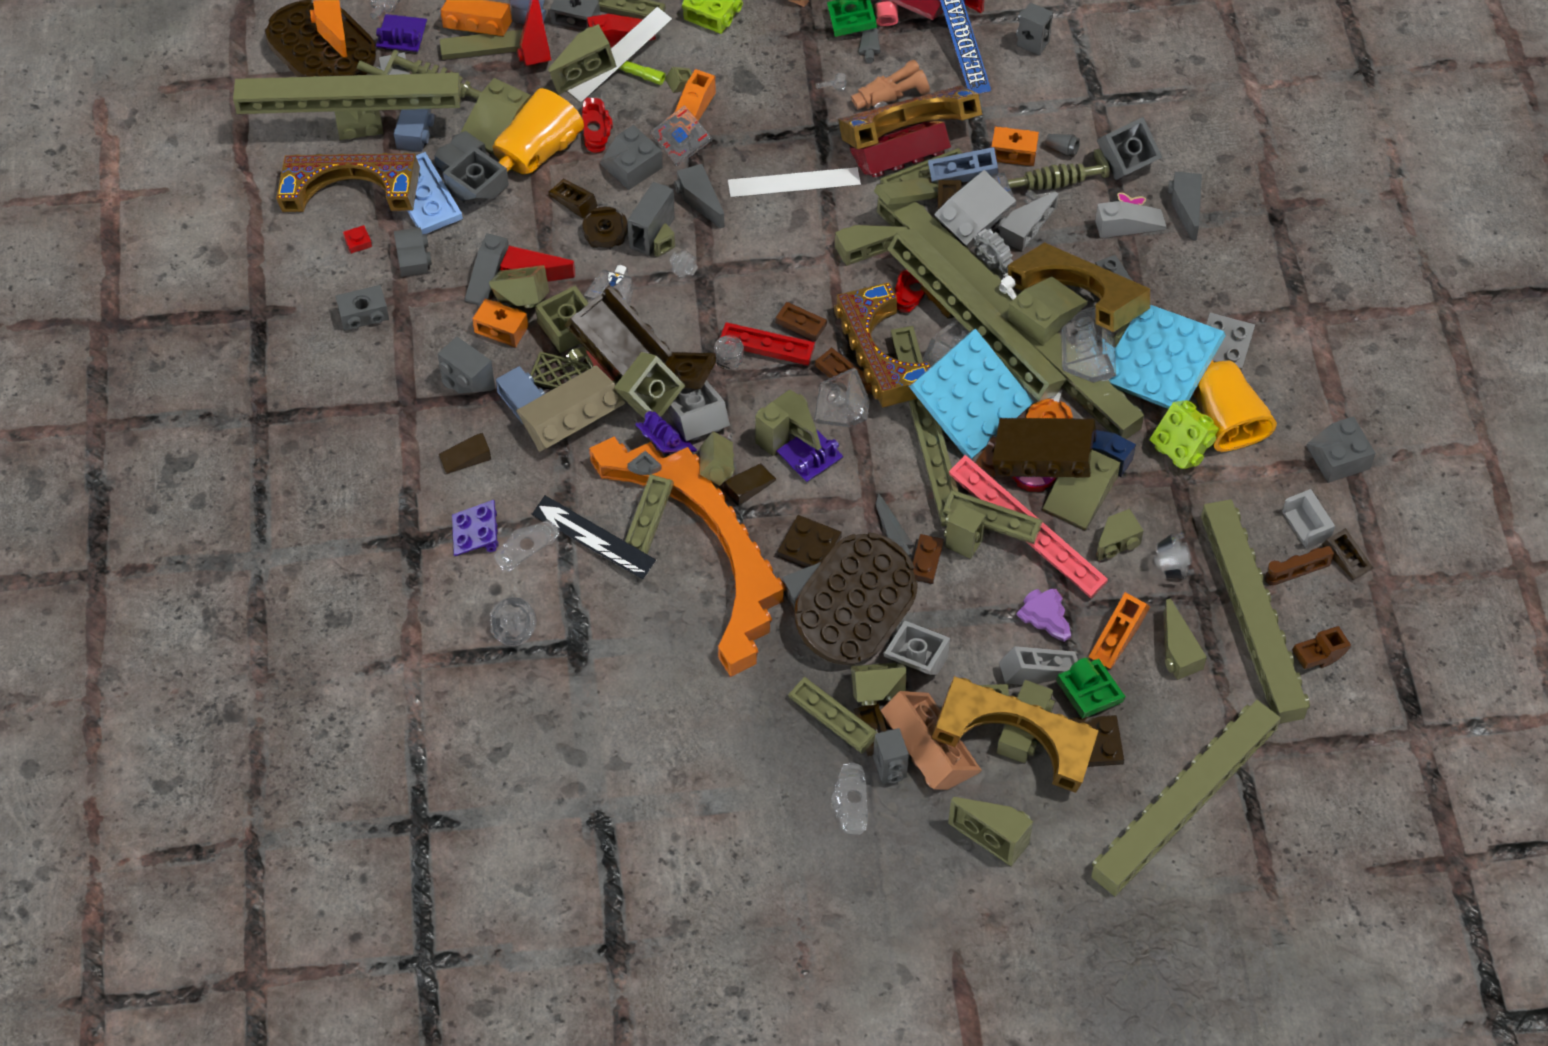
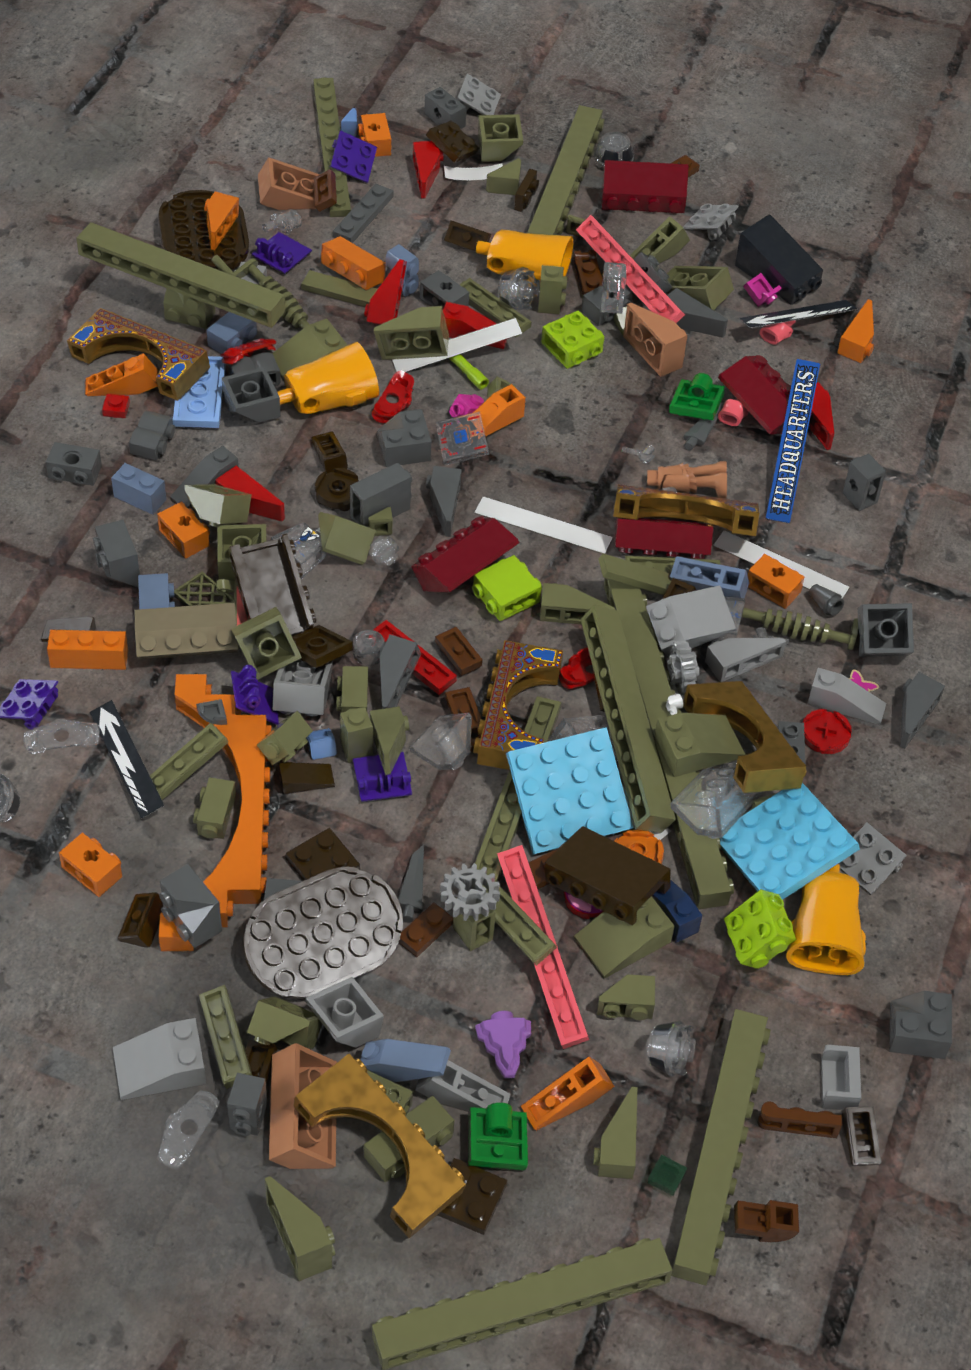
camera: 25 degrees right, 5 degrees down
(349, 211) = (126, 378): none -> orange slope
(436, 142) = (234, 354): none -> red piece
(436, 304) = (139, 488): none -> sand blue brick
(496, 462) = (87, 649): none -> orange brick
(629, 635) = (91, 864): none -> orange brick
(645, 267) = (345, 538): none -> olive slope
(663, 106) = (465, 404): none -> dark pink bracket
(697, 542) = (215, 808): none -> olive brick
(699, 659) = (142, 920): none -> dark brown slope
(741, 395) = (353, 687): none -> olive brick
(744, 450) = (321, 744): none -> medium blue slope
(747, 626) = (190, 906): none -> dark grey slope
(755, 238) = (463, 555): none -> dark red slope
(763, 356) = (397, 664): none -> dark grey slope
(795, 758) = (160, 1060): none -> light grey slope
(806, 249) = (507, 588): none -> lime brick
(960, 509) = (470, 893): none -> light grey gear
(985, 130) = (753, 552): none -> white sticker
(990, 662) = (404, 1060): none -> sand blue slope
(1132, 252) = (826, 731): none -> red tile
(1229, 653) = (667, 1175): none -> clear green plate

